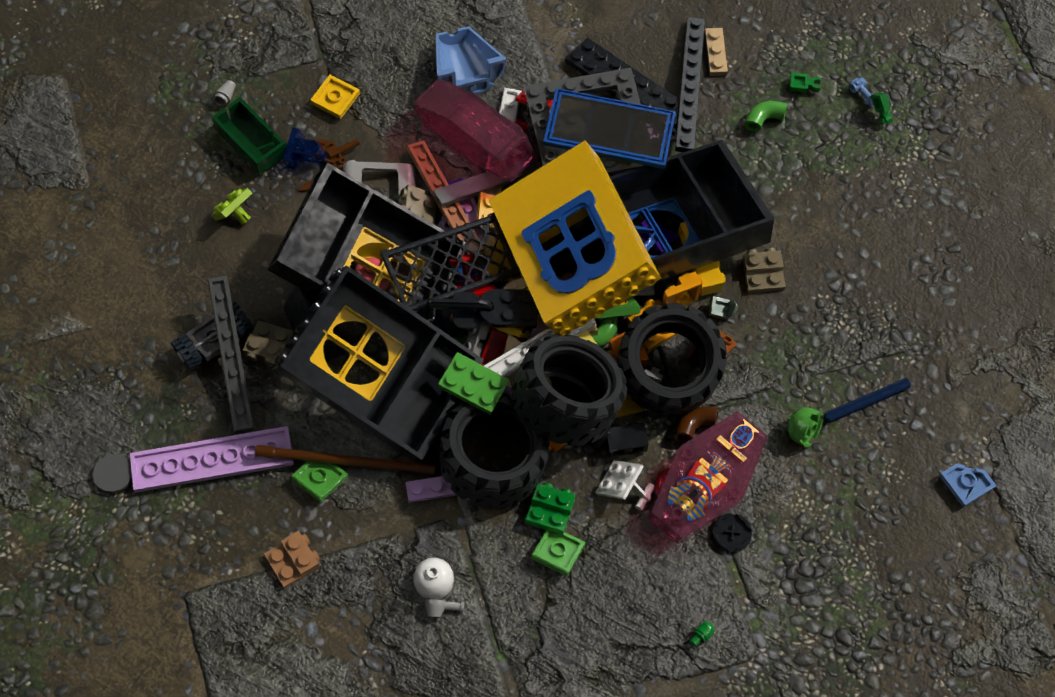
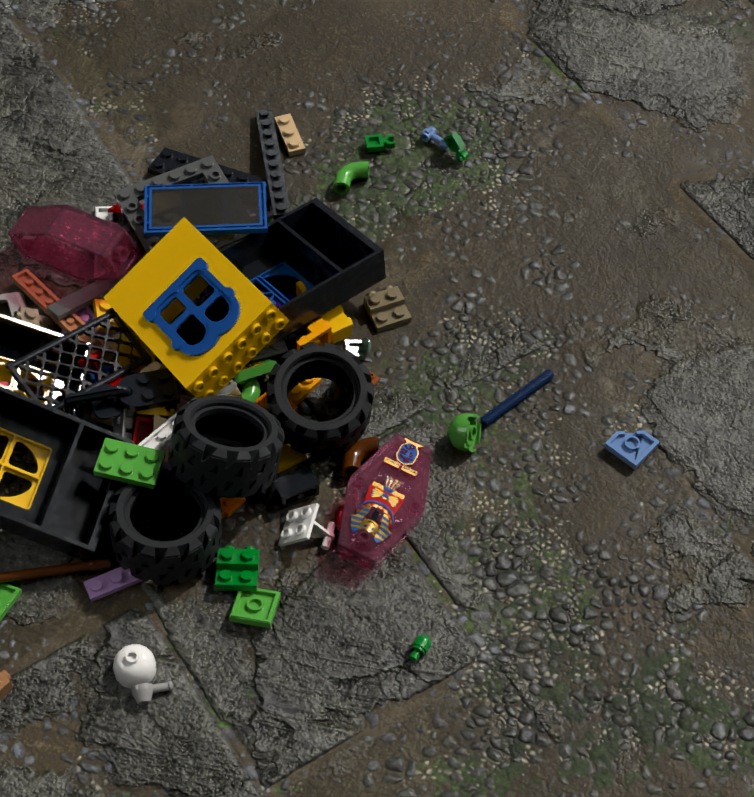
camera: 15 degrees left, 10 degrees down
(468, 60) = (54, 185): medium blue cone -> none
(732, 533) = (422, 548): black tile -> none

